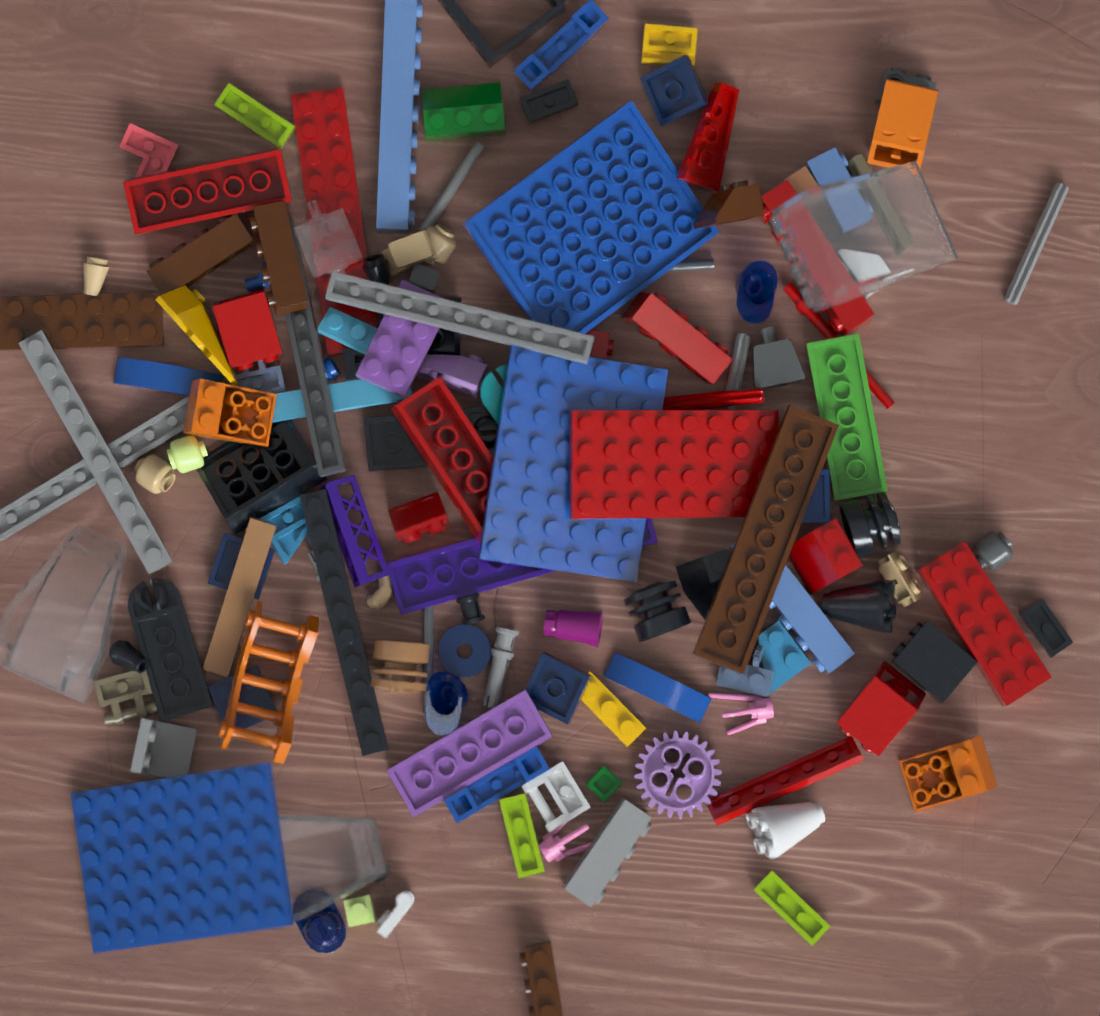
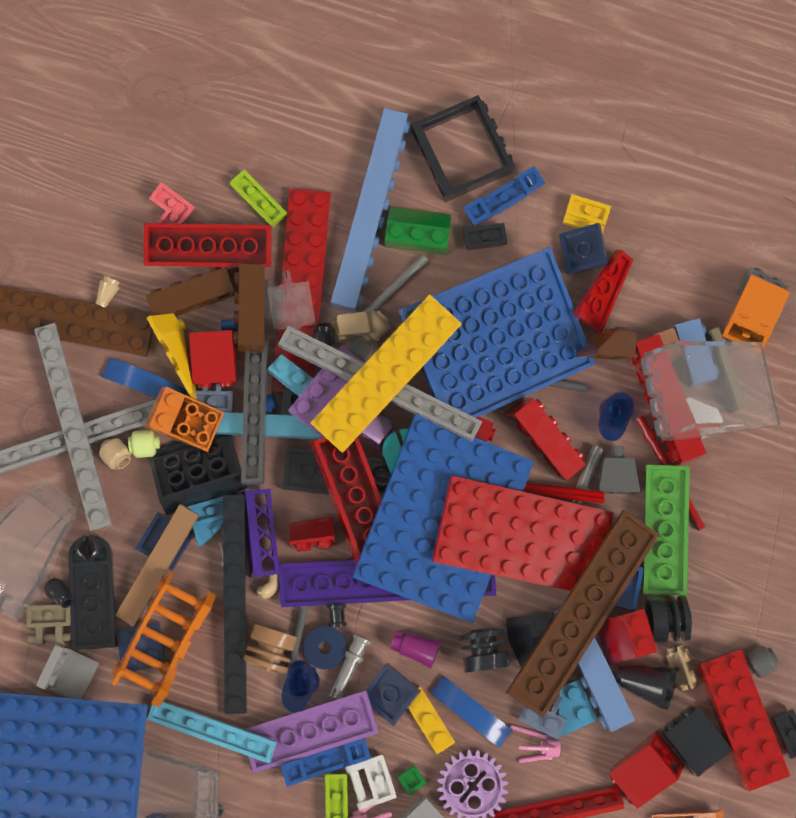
camera: 10 degrees right, 5 degrees down
(354, 778) = (213, 731): none -> medium azure plate
(465, 304) = (386, 373): none -> yellow plate

